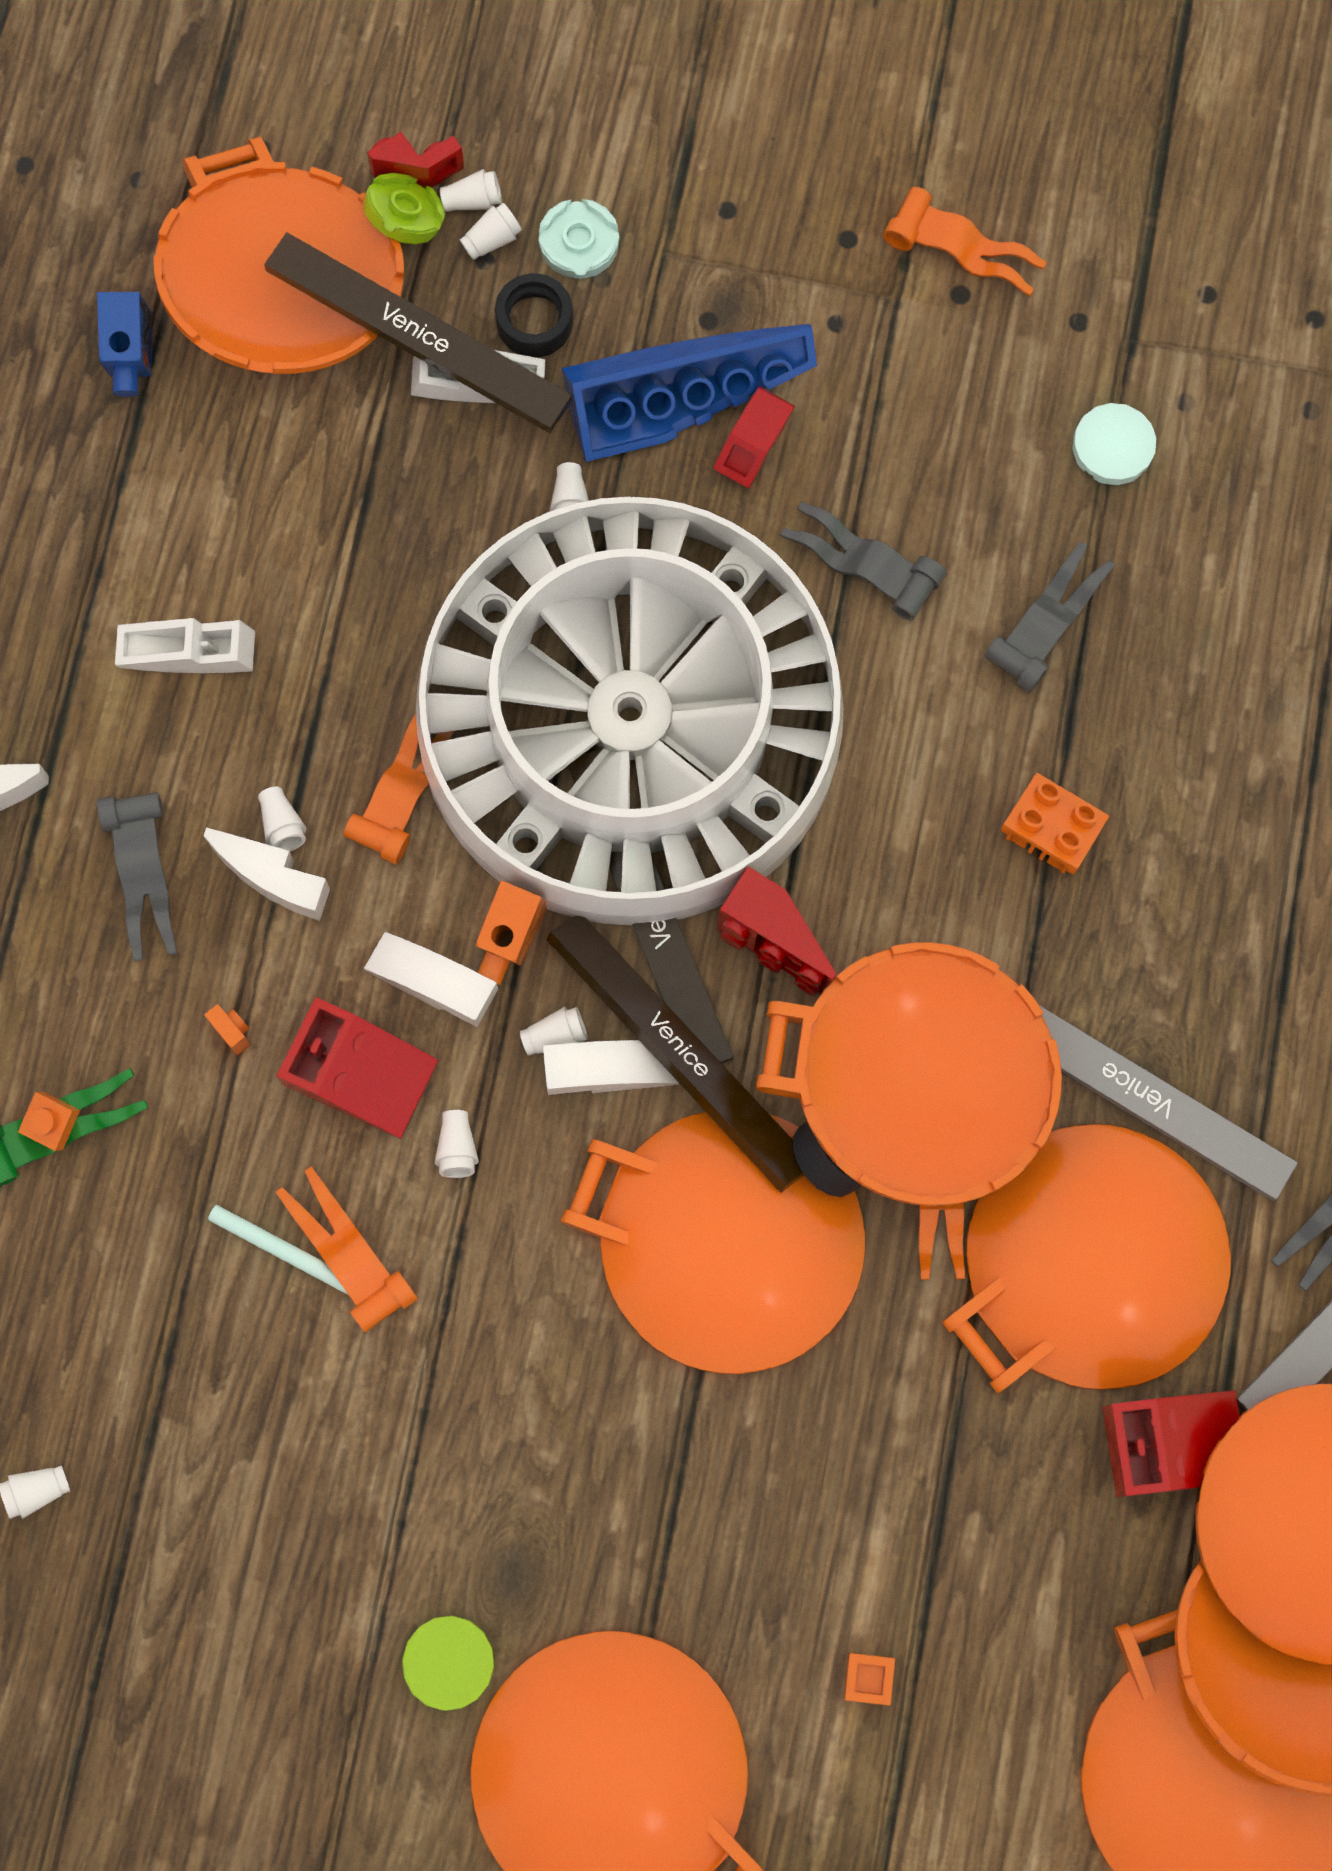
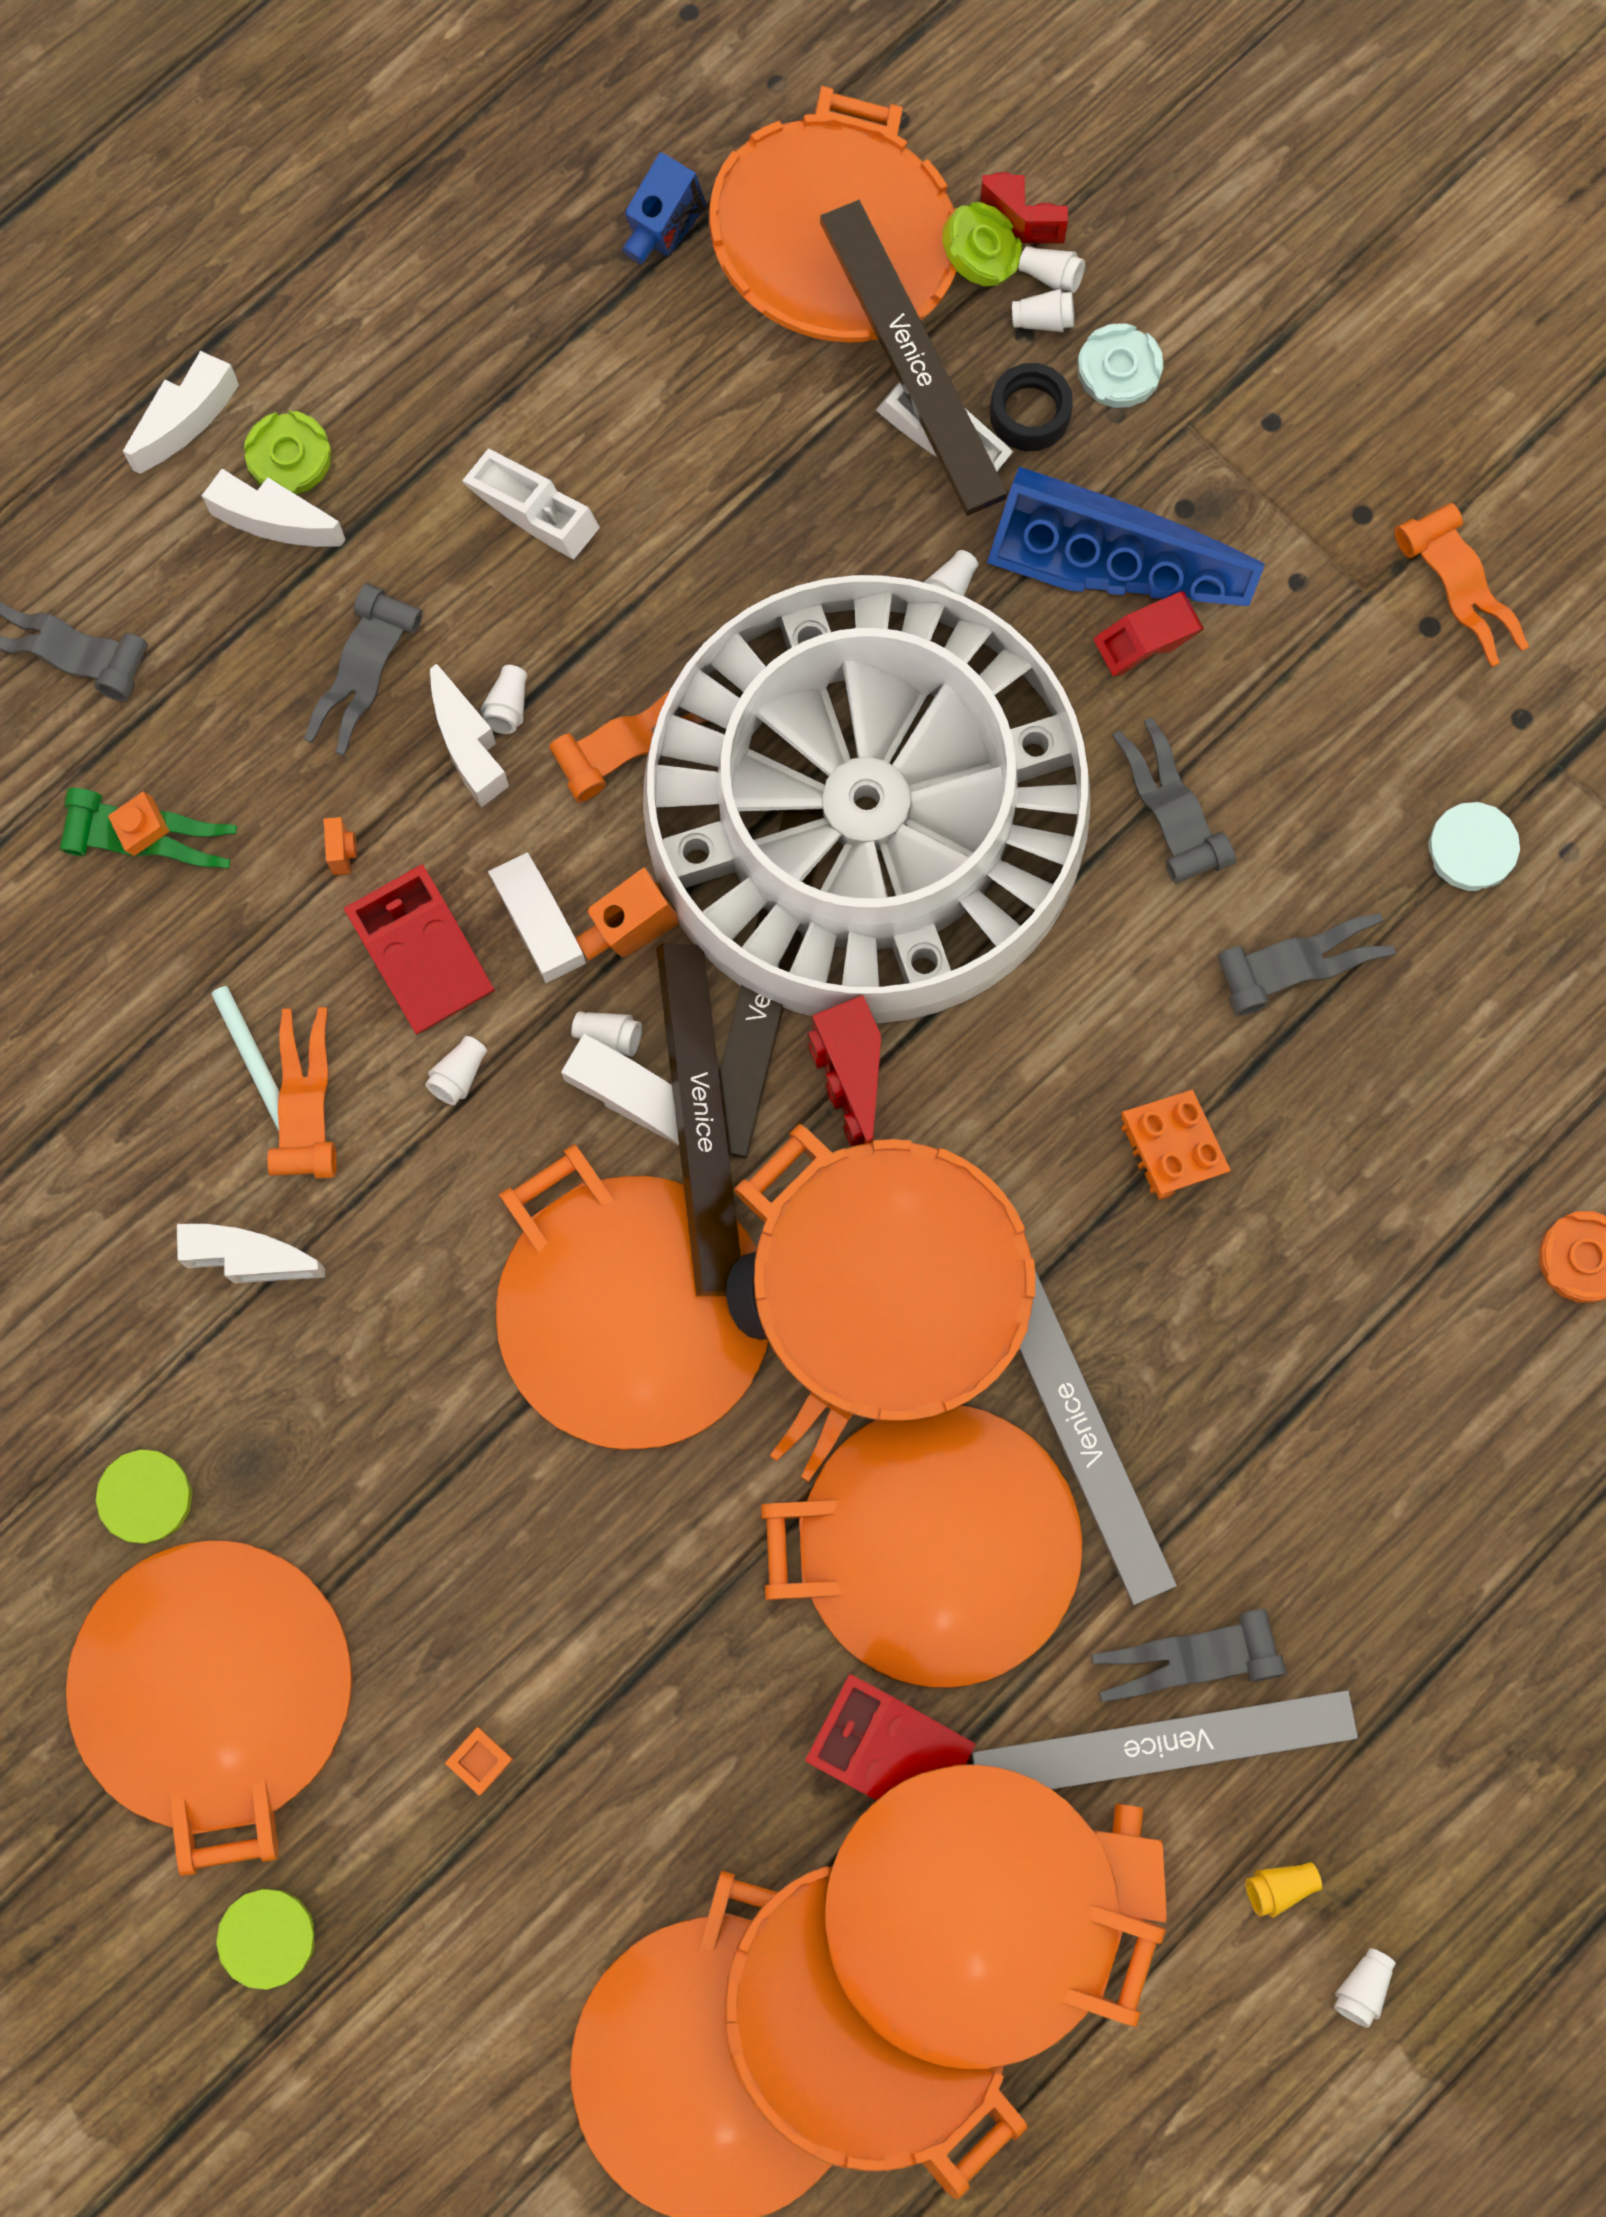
camera: 40 degrees right, 0 degrees up
(392, 1409) = (243, 1254): none -> white slope

